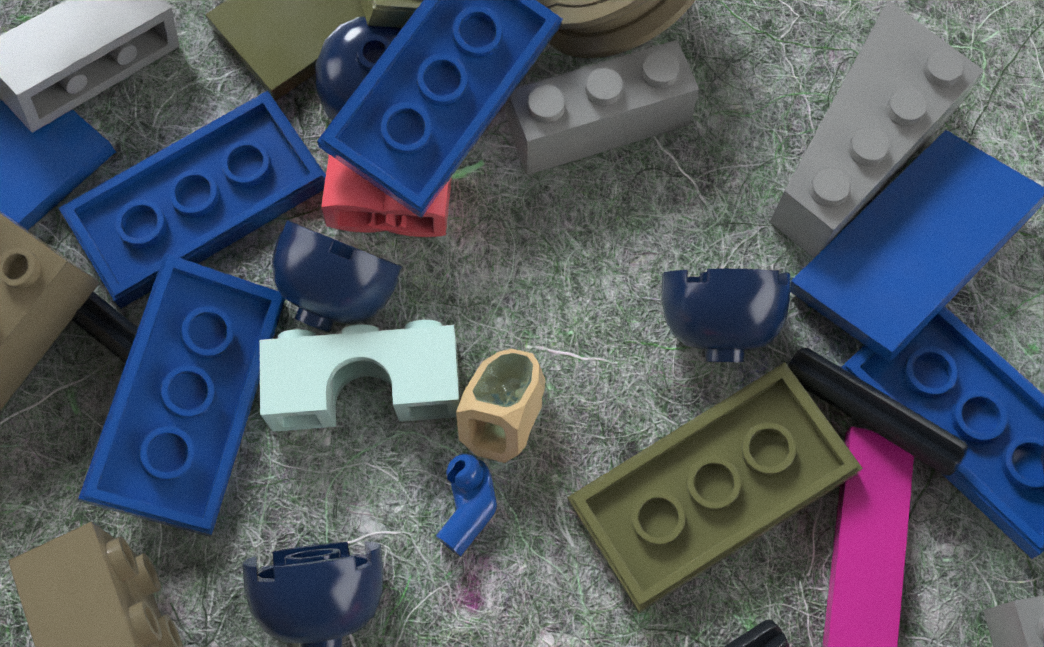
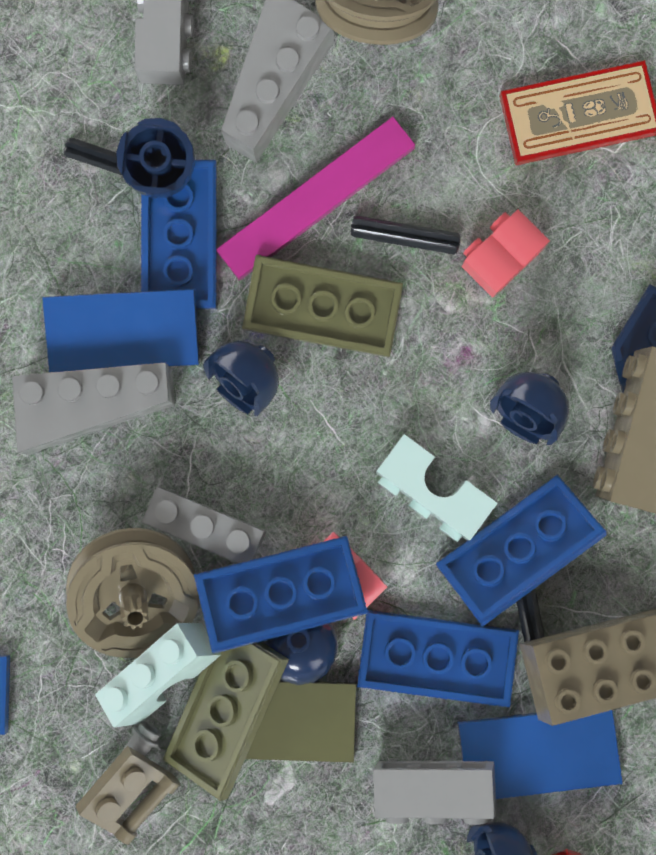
camera: 130 degrees left, 15 degrees up
(330, 278) = (410, 548): dark blue cylinder -> none
(473, 499) = (431, 391): blue arm -> none
(501, 405) = (382, 420): tan rock -> none
(879, 412) = (223, 274): black axle -> none

